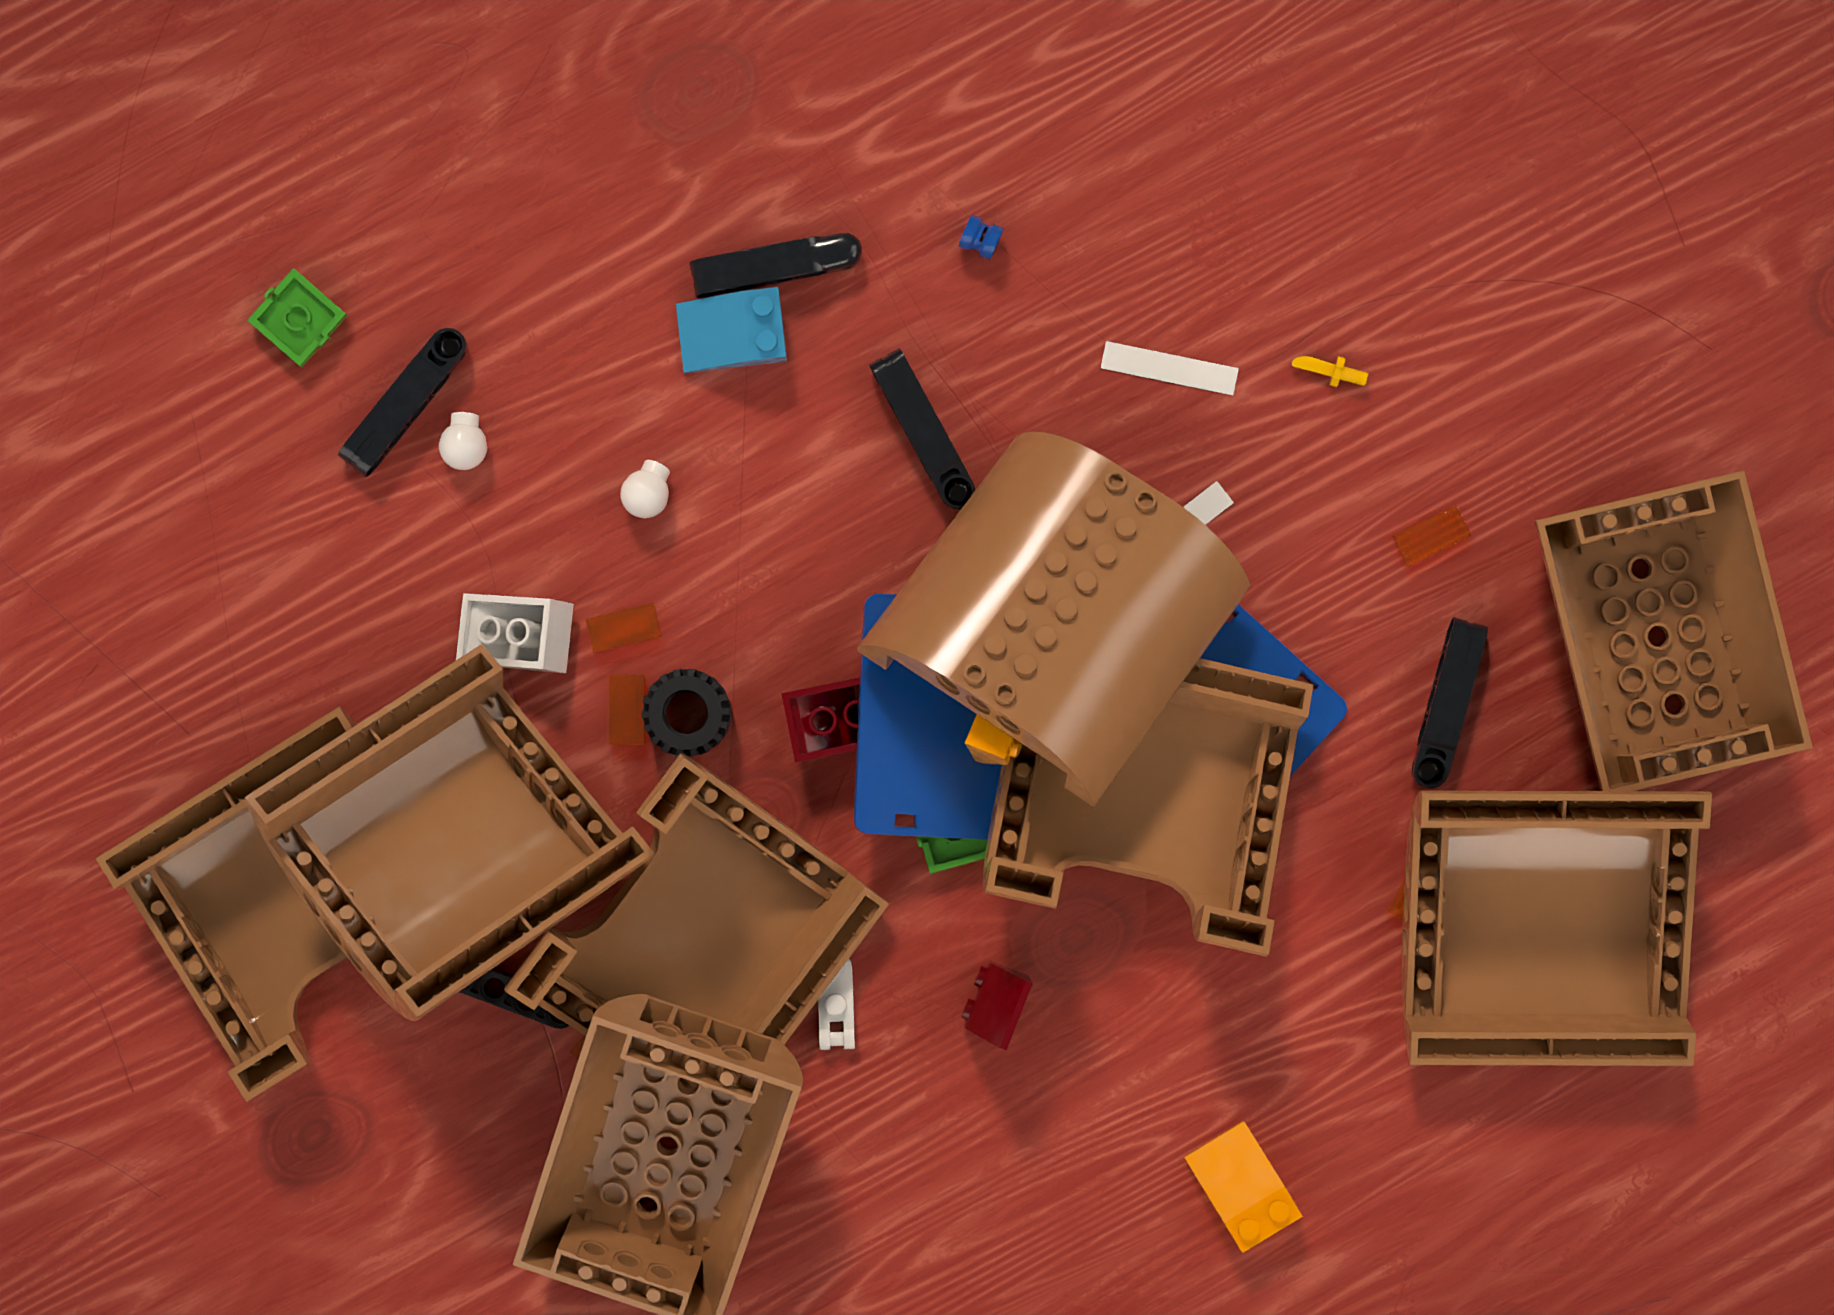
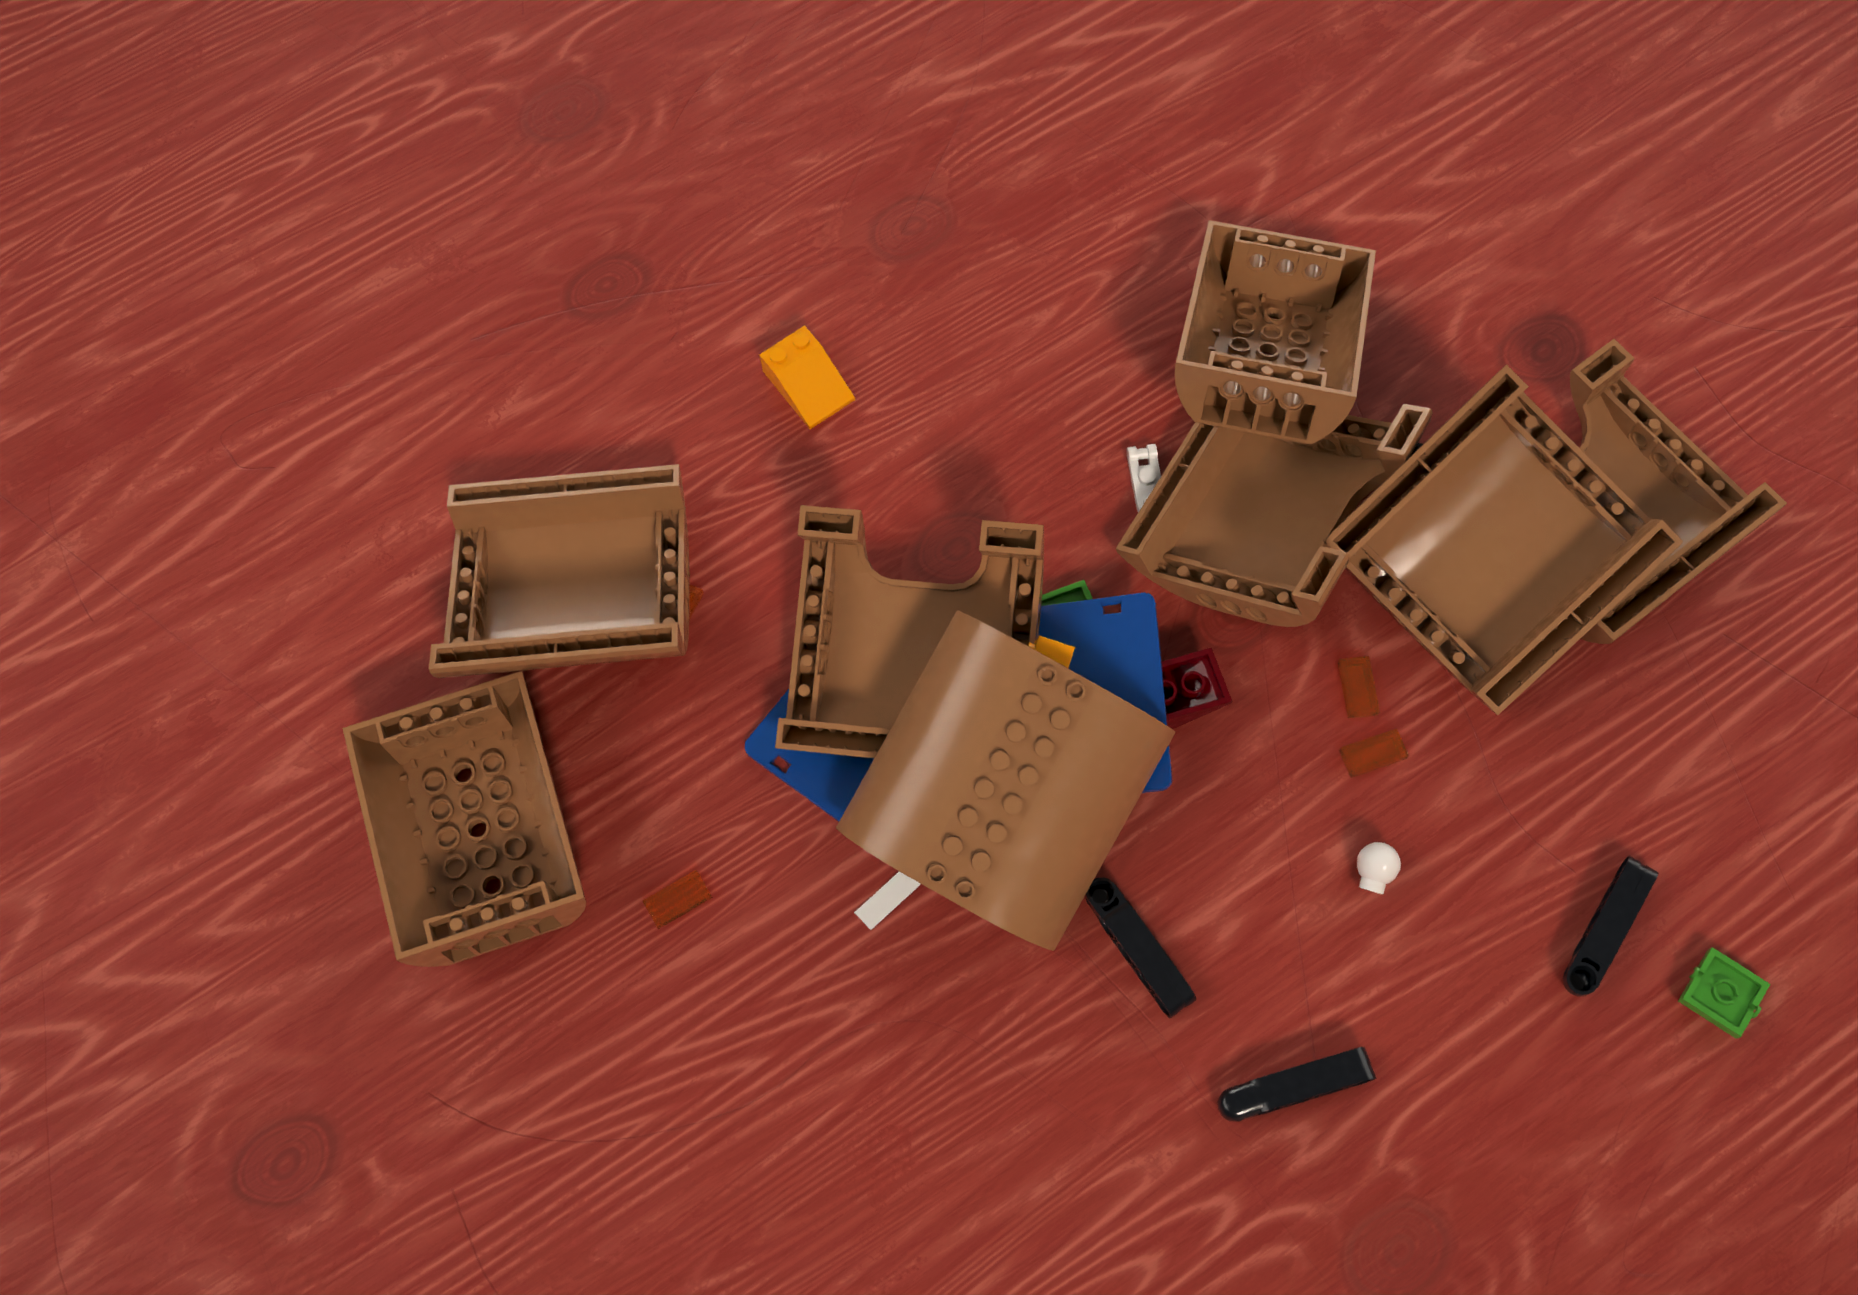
camera: 175 degrees left, 20 degrees down
(462, 442) = (1548, 893): white piece -> none
(517, 630) = (1466, 737): white slope -> none
(655, 712) = (1318, 664): black tyre -> none
(732, 330) = (1323, 1019): dark azure slope -> none
(973, 234) = (1116, 1130): blue wheel -> none
(997, 1003) = (1016, 481): dark red slope -> none
(1169, 368) = (921, 1027): white sticker -> none
(1336, 371) = (770, 1036): yellow piece -> none
(1448, 702) = (657, 759): black piece -> none

